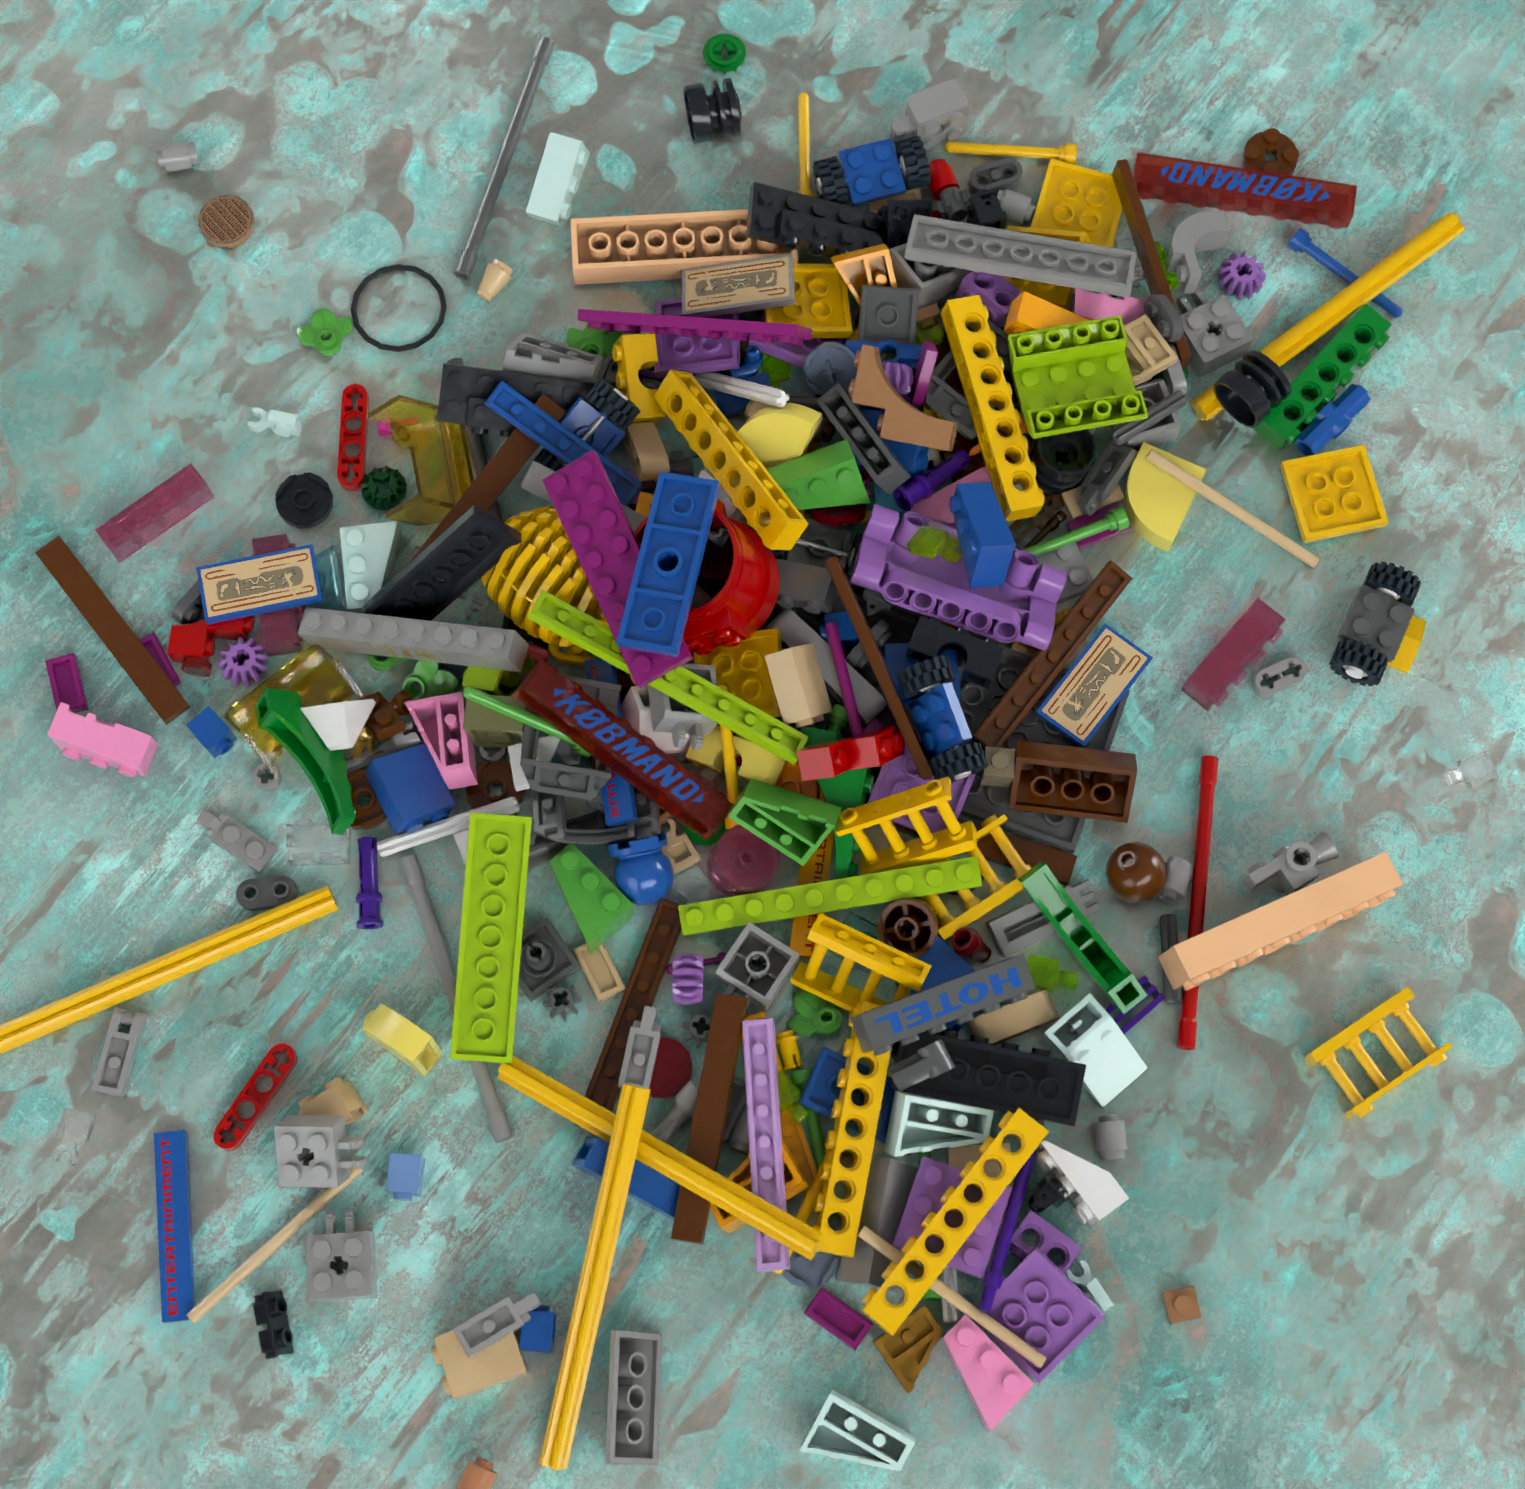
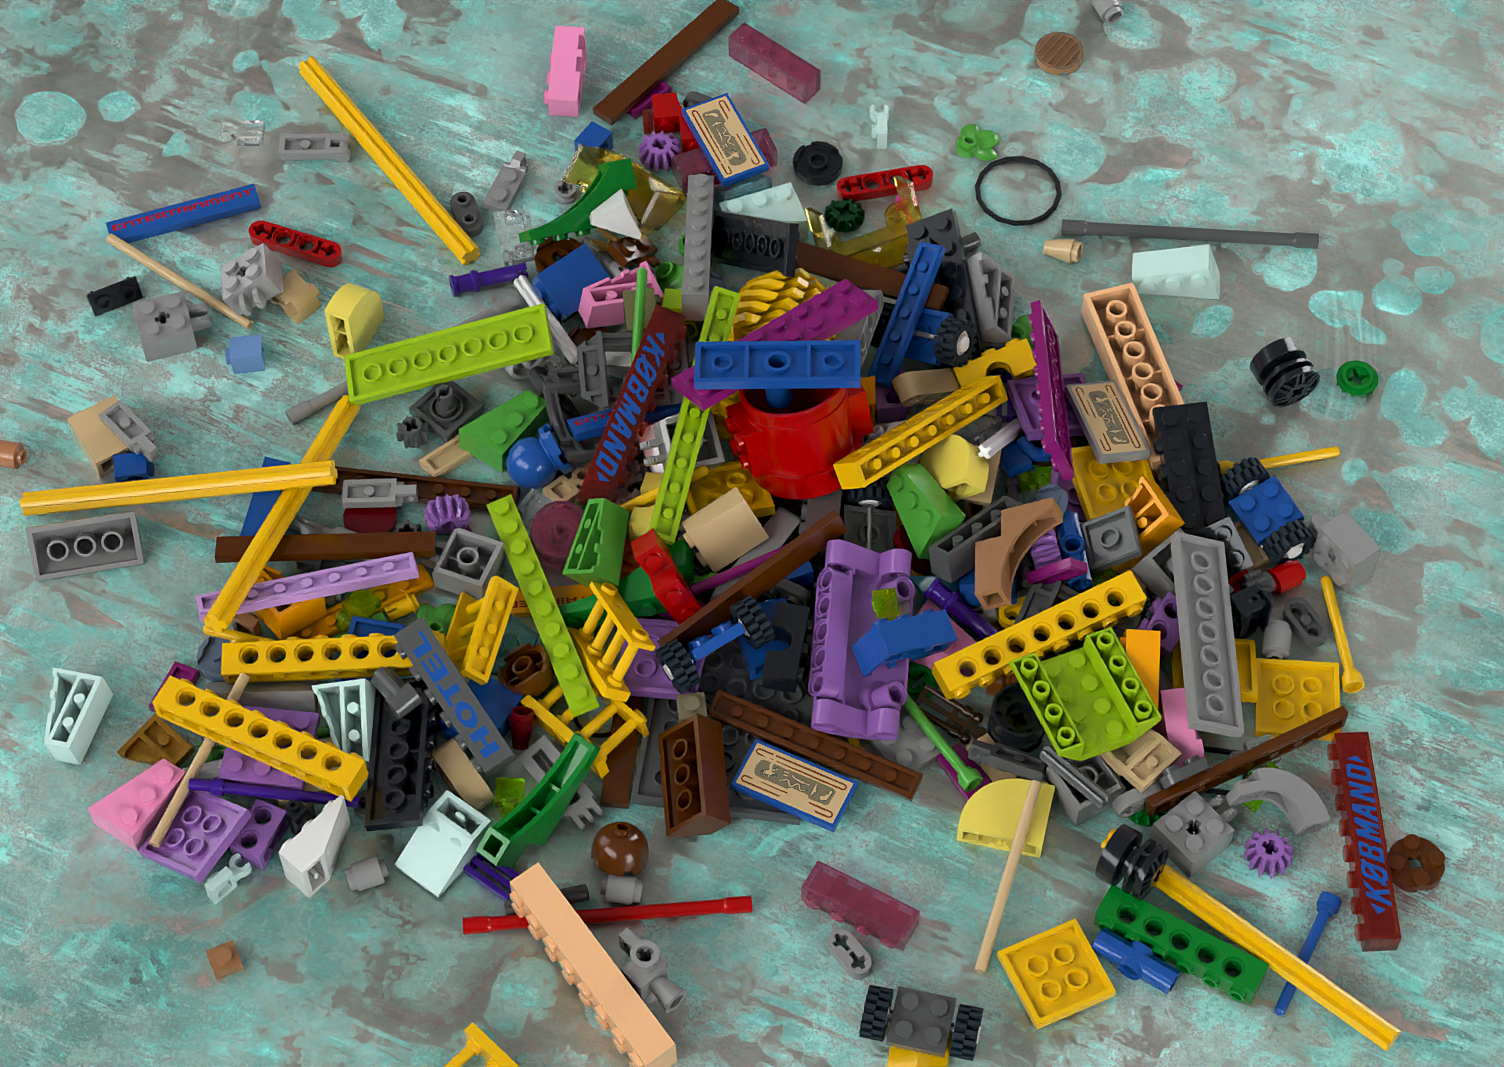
camera: 80 degrees right, 15 degrees down
(67, 682) = (613, 45): magenta tile -> none

